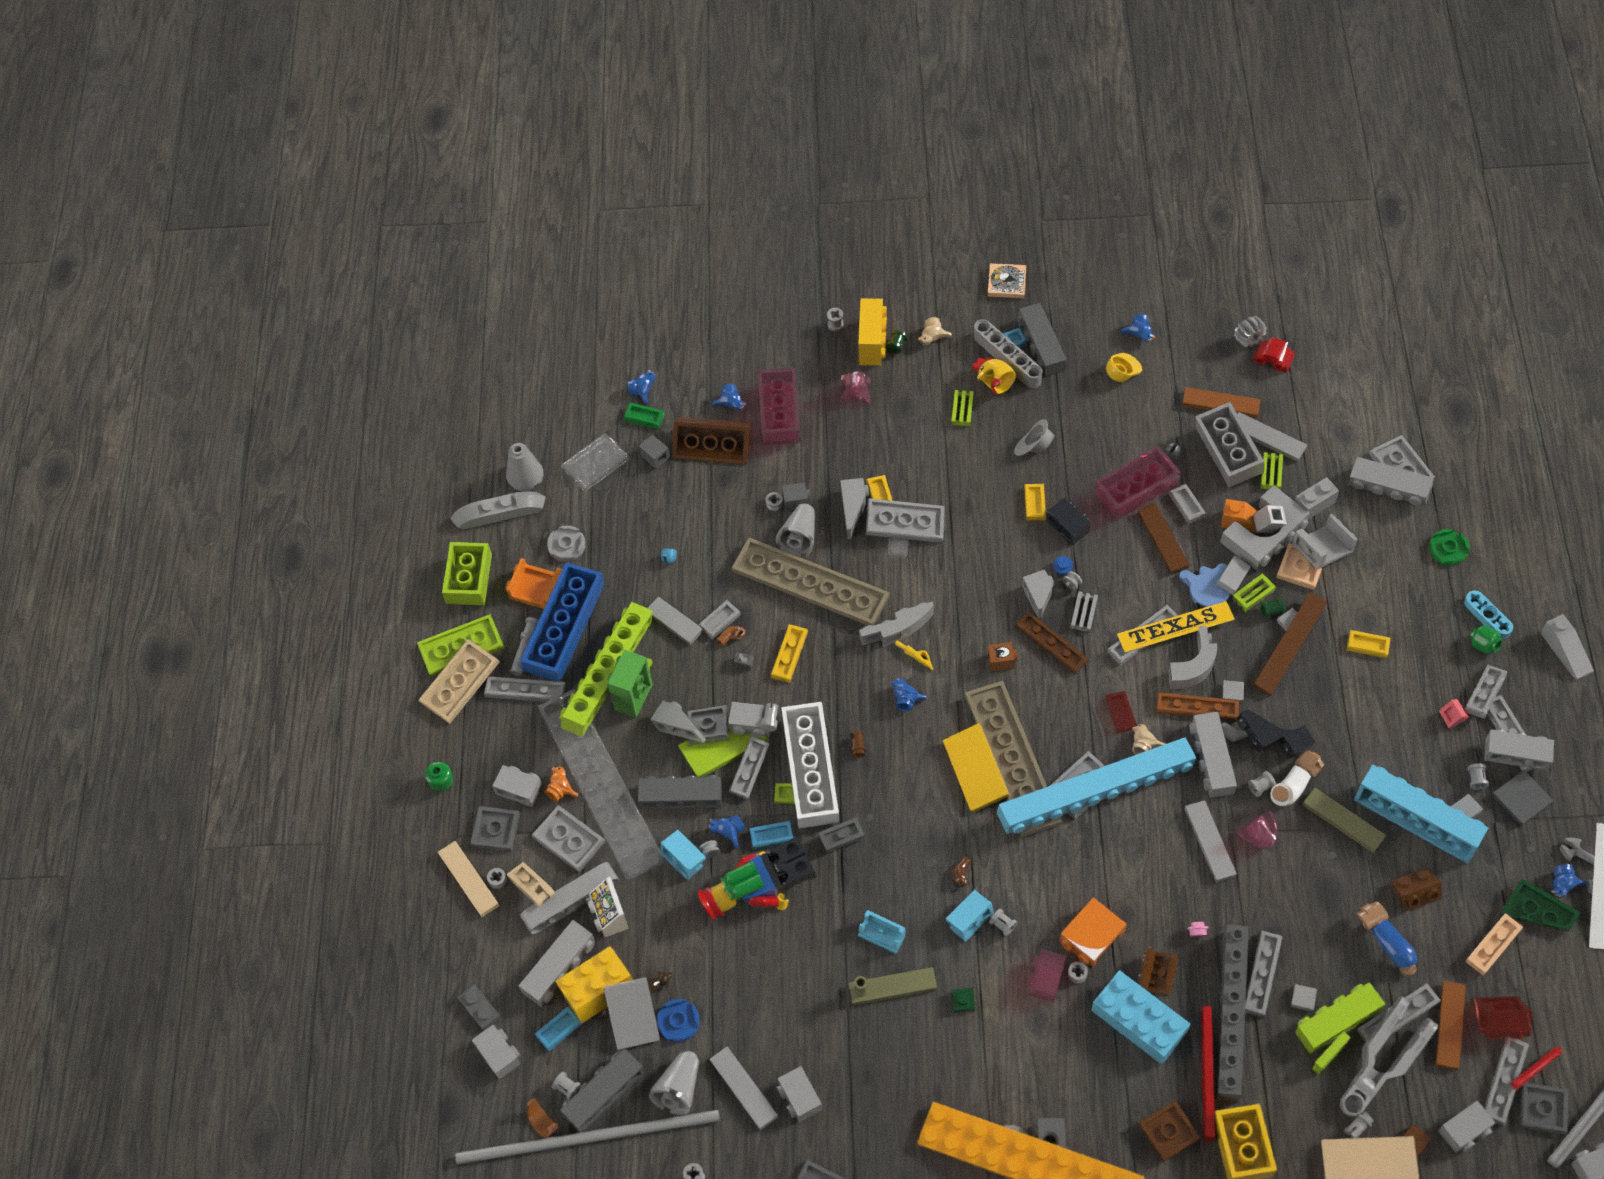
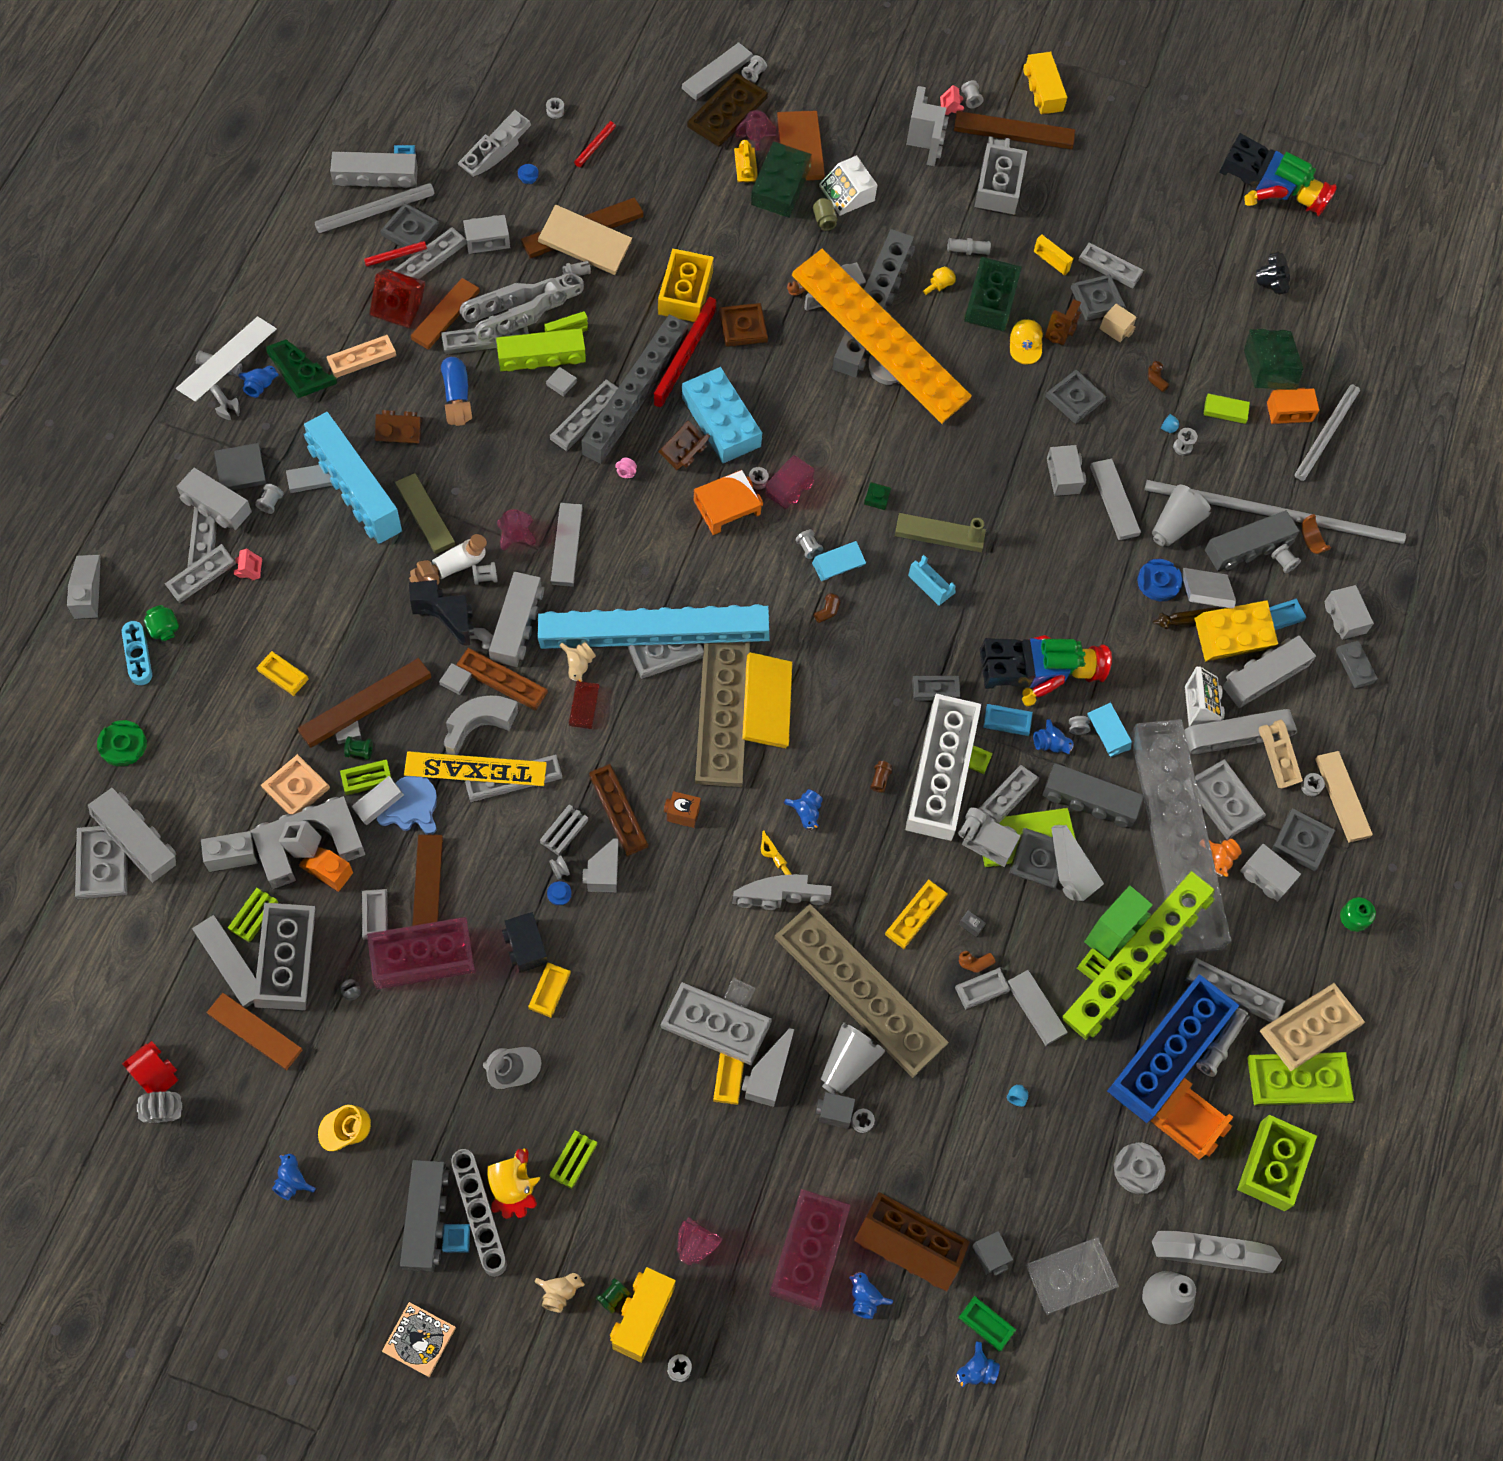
camera: 170 degrees left, 5 degrees up
(1326, 543) = (255, 795): light grey panel -> none

